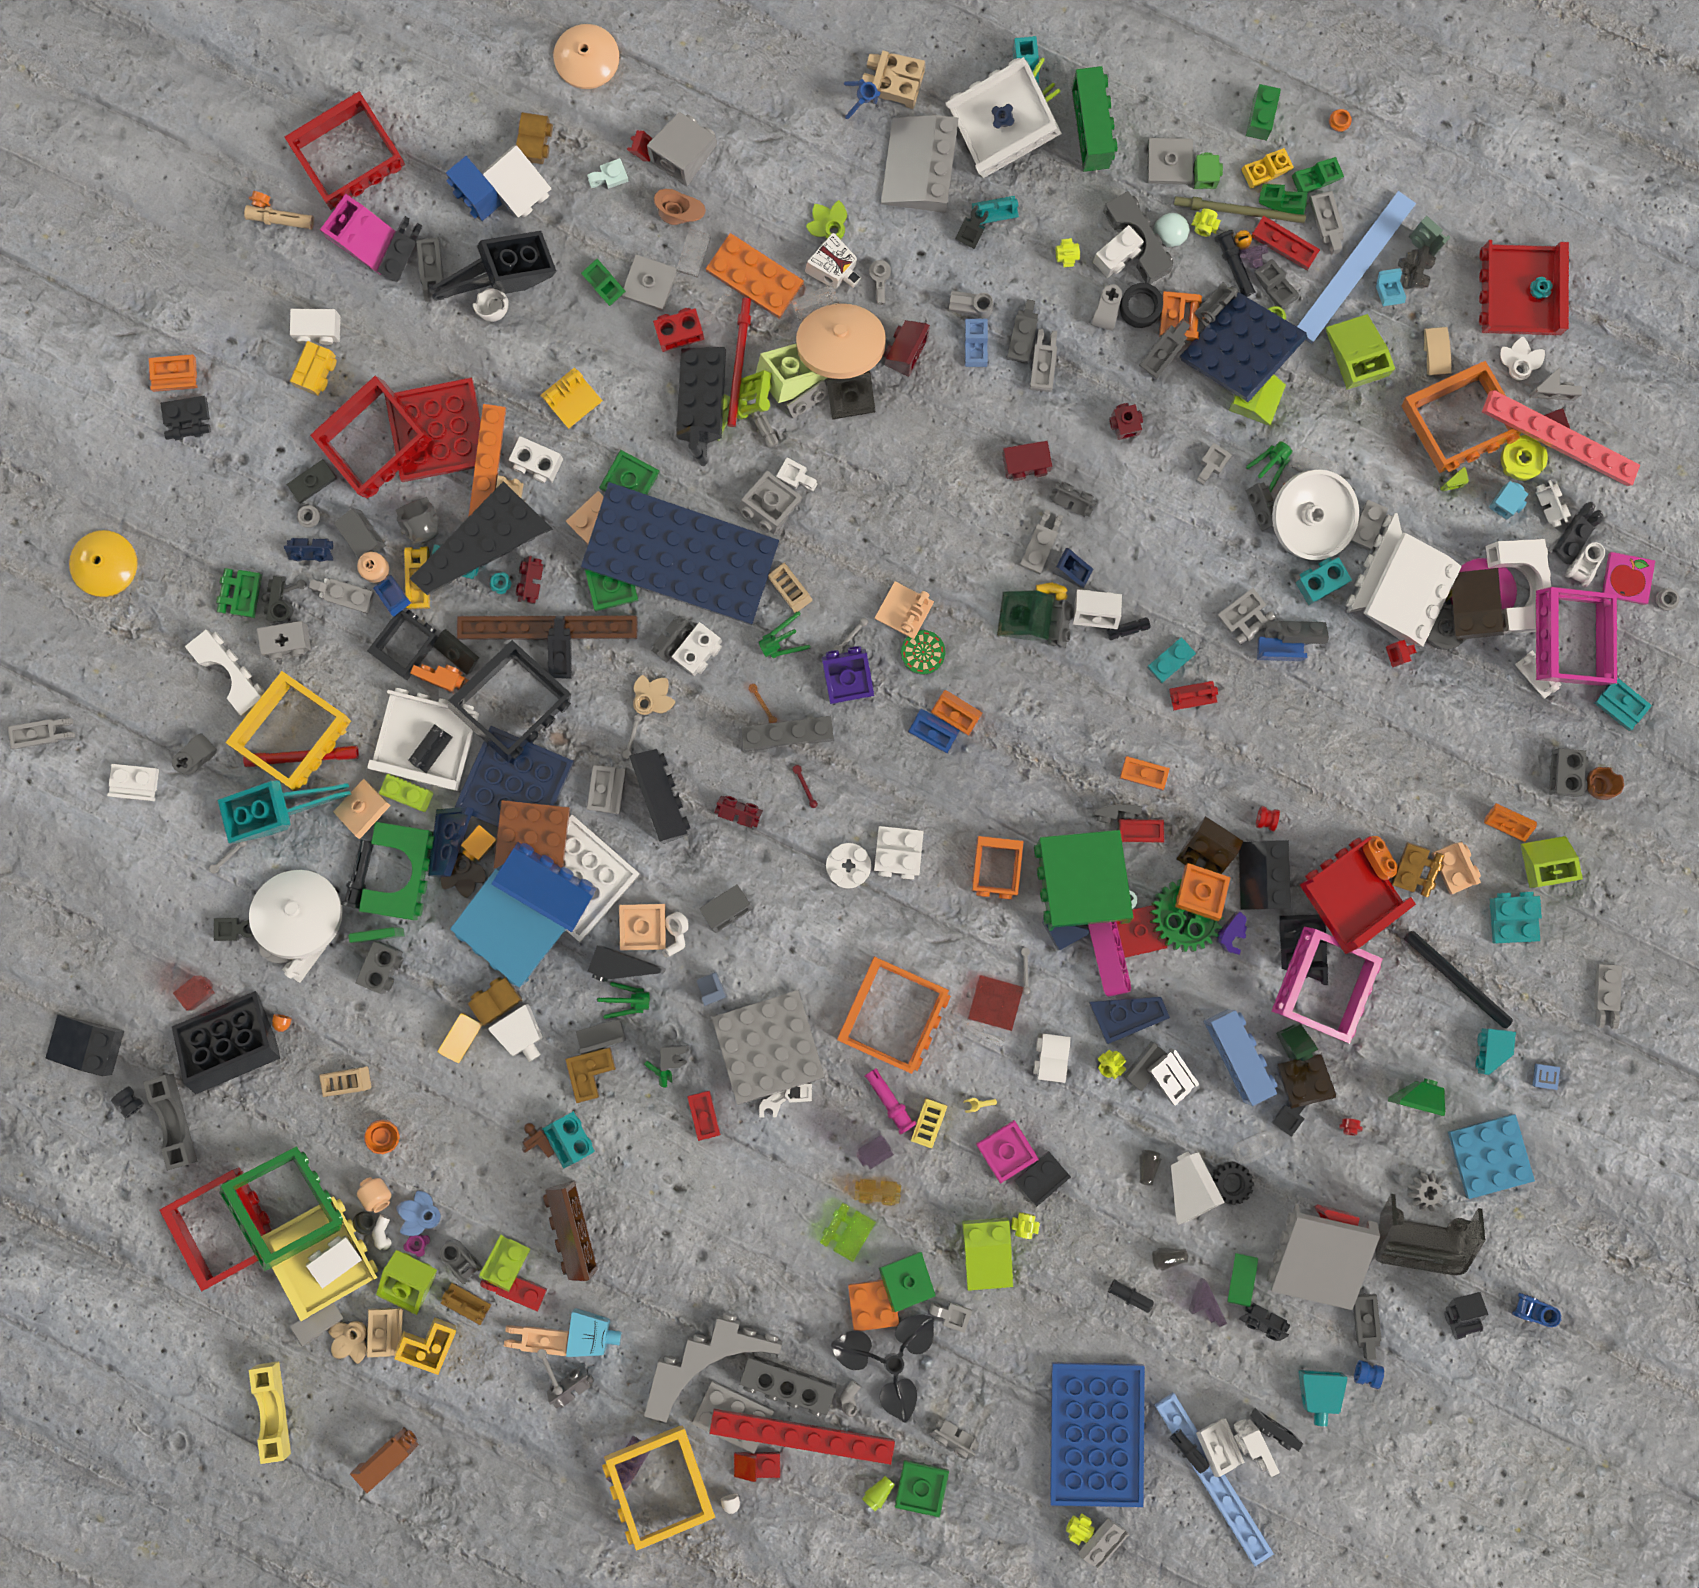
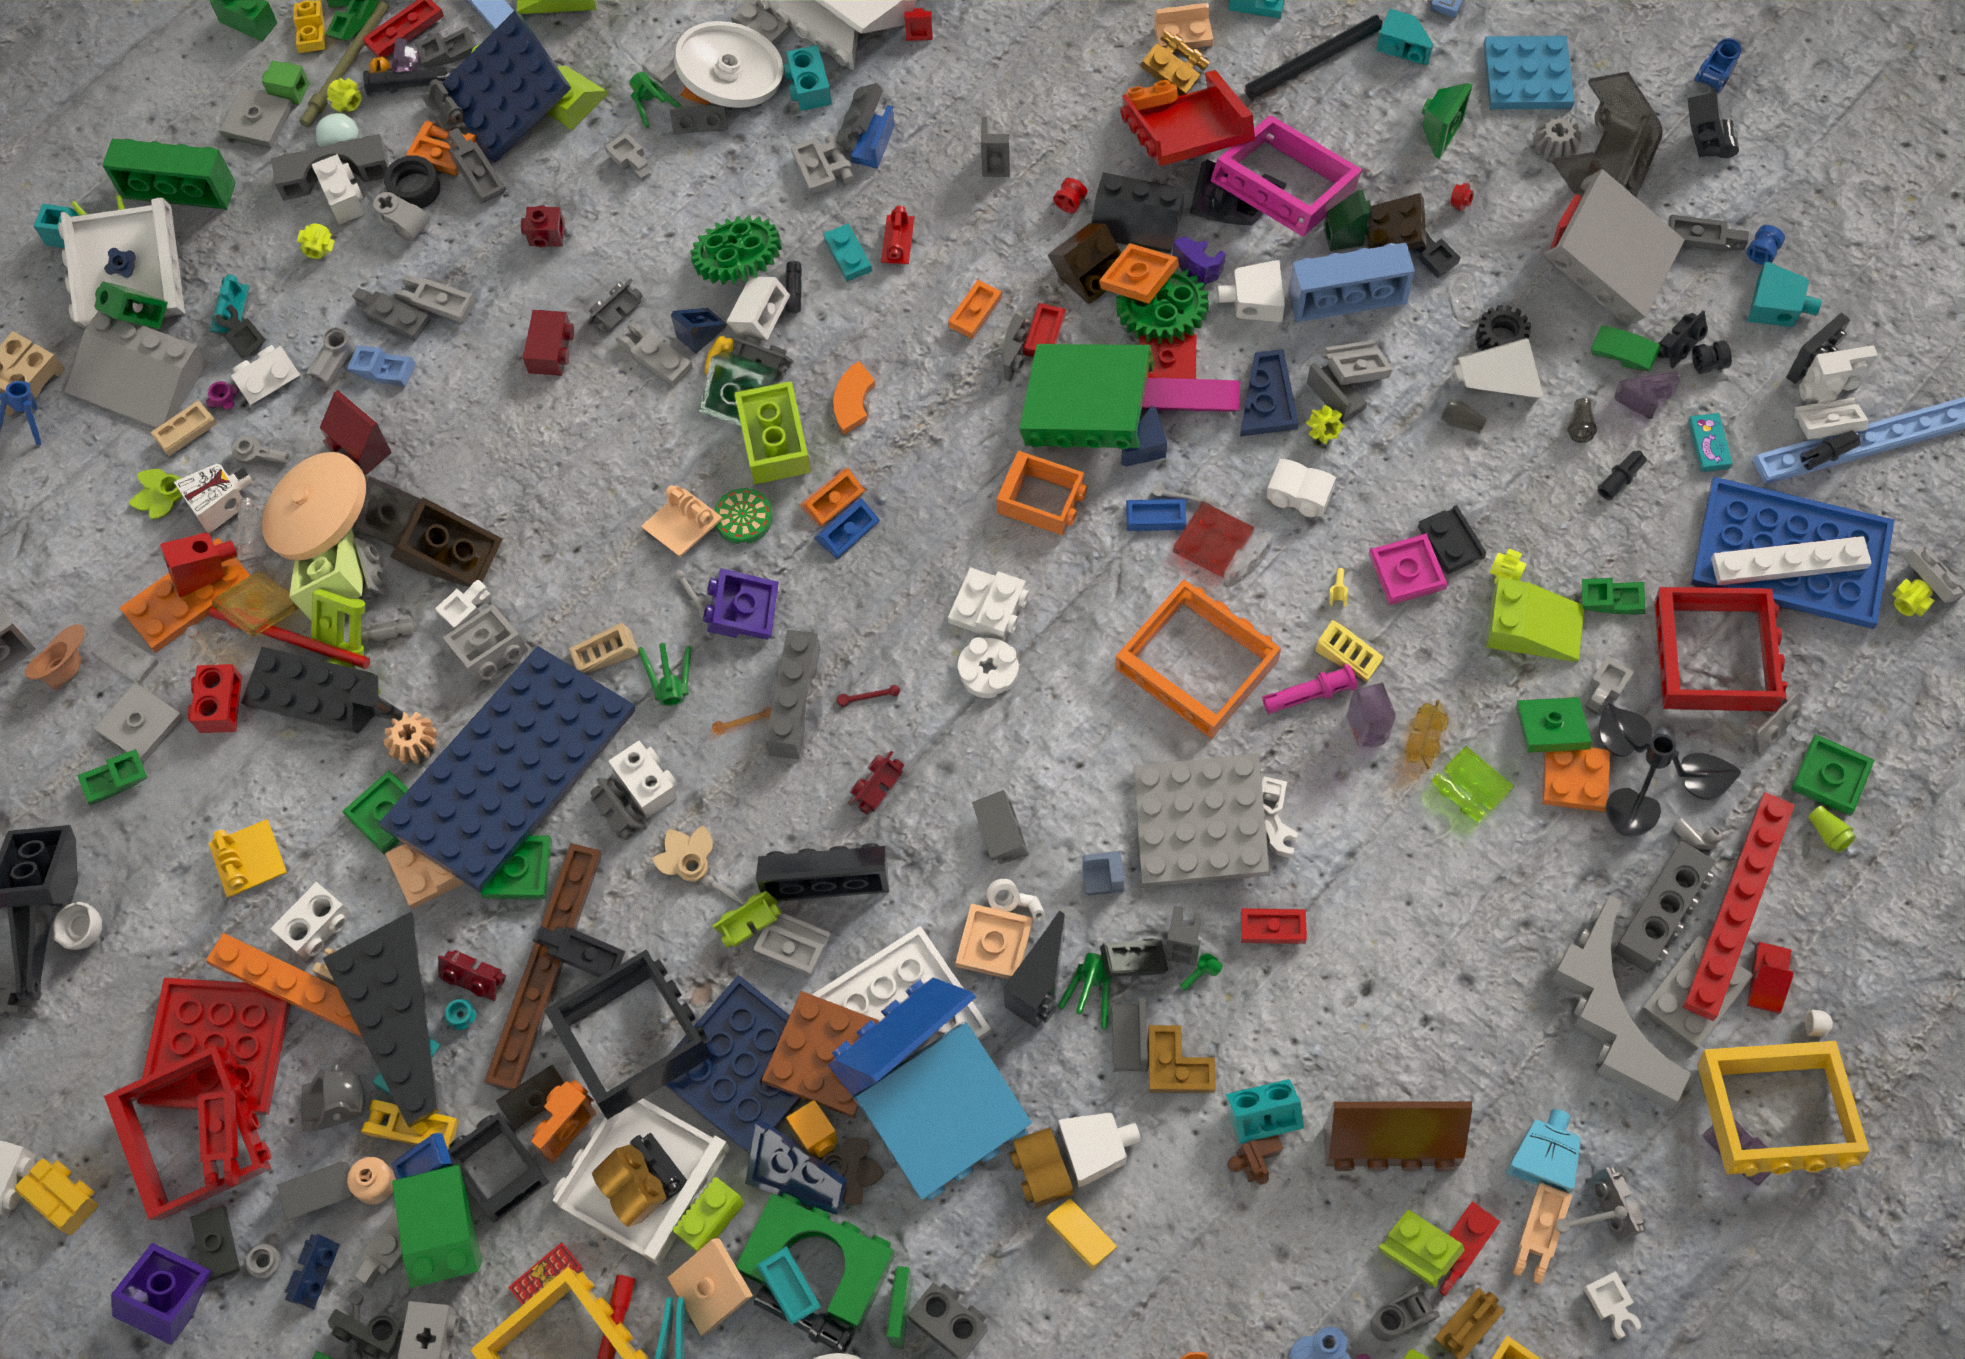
camera: 70 degrees left, 20 degrees down
(269, 461) = (160, 1293): none -> dark purple slope
(344, 700) = (544, 1272): none -> tile
(351, 621) = (436, 1226): none -> green slope
(366, 461) = (218, 1137): none -> red hinge
(371, 859) = (788, 1286): none -> teal tile
(408, 736) = (629, 1185): none -> pearl gold brick
(503, 1393) = (1611, 1299): none -> white plate
(606, 748) = (734, 925): none -> lime hinge
(654, 1025) = (1133, 958): none -> pearl dark grey plate
(691, 471) = (399, 736): none -> light nougat gear
(756, 328) = (255, 603): none -> clear yellow plate
(767, 268) = (196, 561): none -> red torso
(838, 446) = (445, 545): none -> dark brown slope
(884, 218) = (183, 428): none -> tan plate
(922, 229) = (219, 389): none -> magenta plate
(944, 259) = (264, 375): none -> white bracket
(966, 138) = (118, 303): none -> green torso
(992, 653) = (772, 432): none -> lime slope
(1005, 955) = (1156, 514): none -> blue tile
(1015, 1428) = (1719, 599): none -> red window
(1025, 1307) = (1613, 598): none -> green slope
(1043, 701) = (850, 397): none -> orange tile
(1084, 1434) = (1791, 560): none -> white plate
(1144, 576) = (736, 250): none -> green gear
(1178, 1358) = (1710, 442): none -> teal tile
(1216, 984) = (1256, 292): none -> white torso
(1252, 1347) = (1710, 357): none -> black wheel
(1284, 750) = (994, 152): none -> dark grey panel

